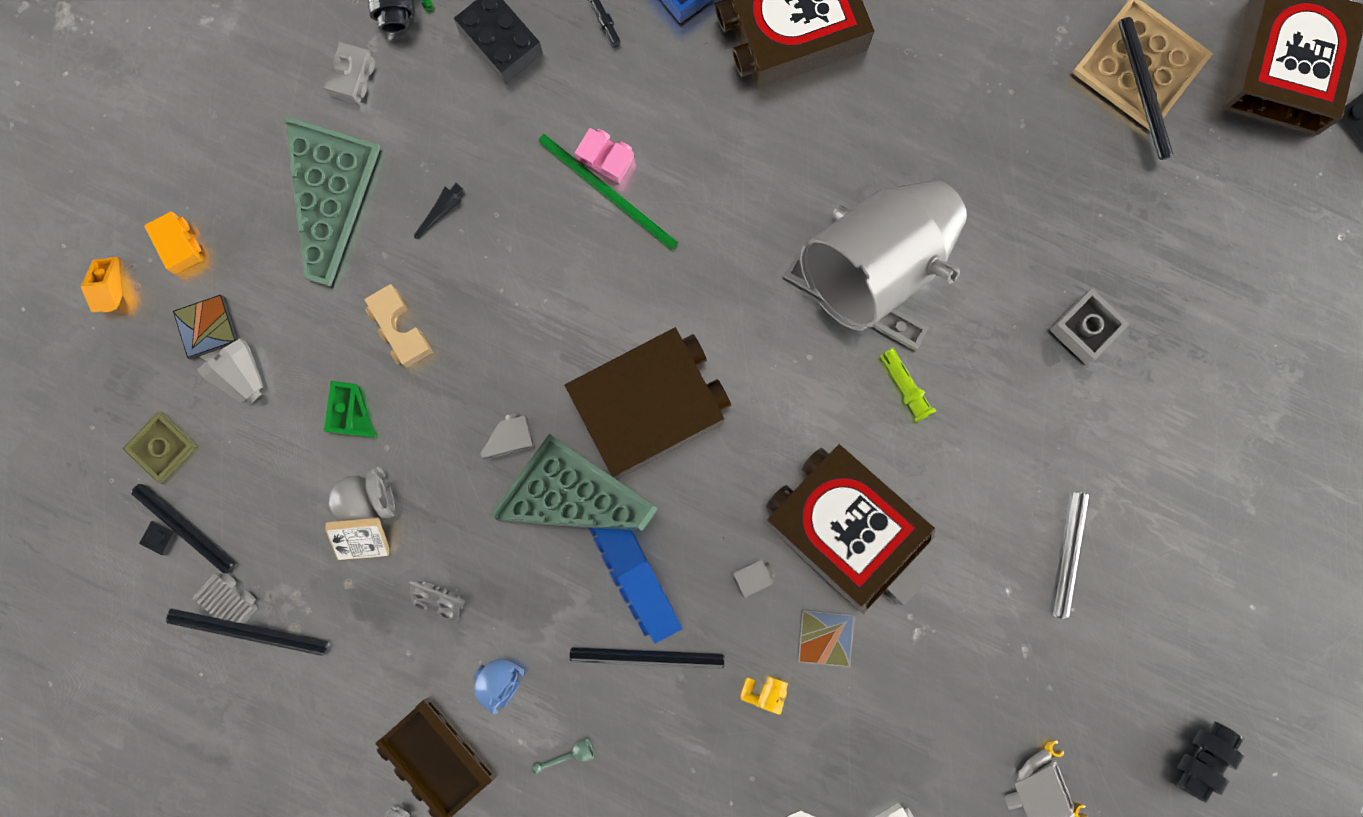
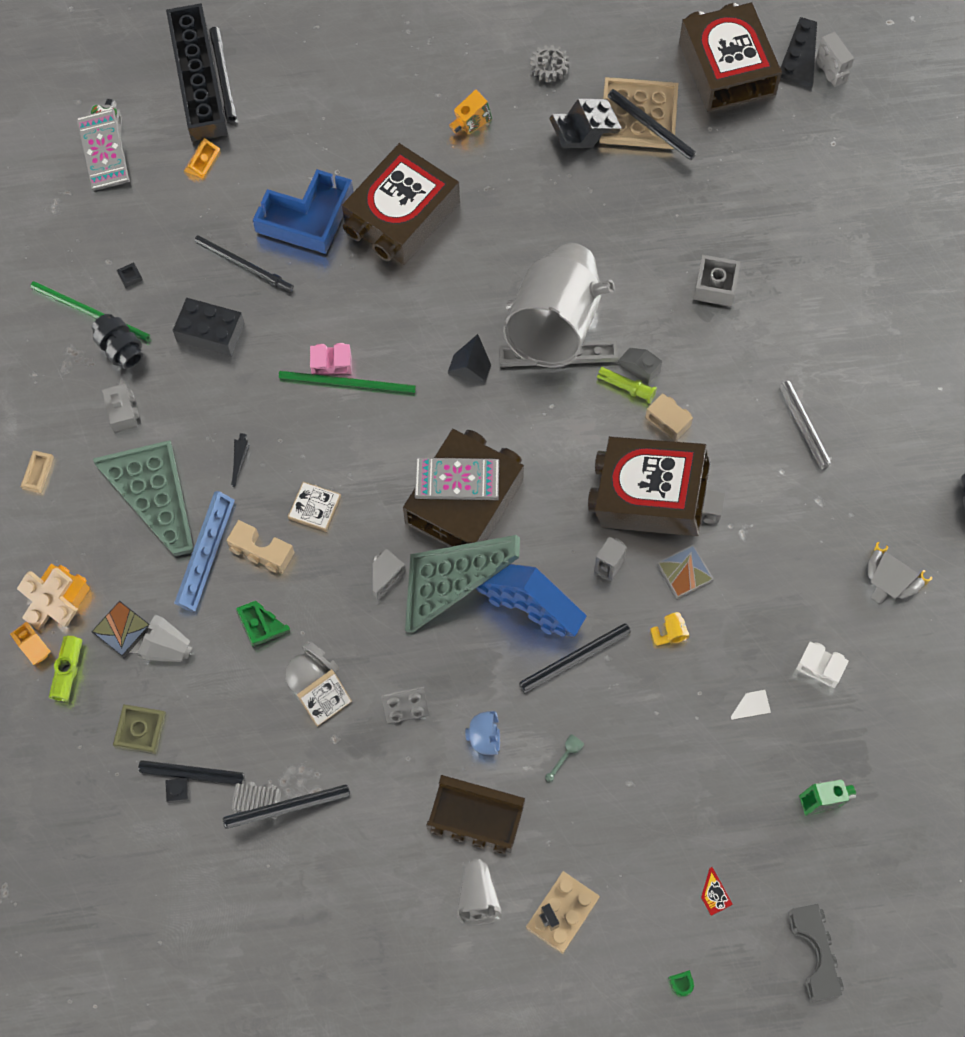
camera: 30 degrees left, 15 degrees down
(111, 348) = (63, 681): none -> lime piece
(144, 249) = (47, 599): none -> tan plate
(224, 93) = (37, 471): none -> tan tile
(338, 294) = (204, 551): none -> medium blue plate
(484, 314) = (314, 506): none -> tile
(641, 390) = (457, 478): none -> light grey tile
(755, 252) = (471, 361): none -> black slope
(927, 453) = (669, 417): none -> tan brick
(937, 370) = (641, 364): none -> dark grey slope
(1070, 40) = (585, 123): none -> black bracket

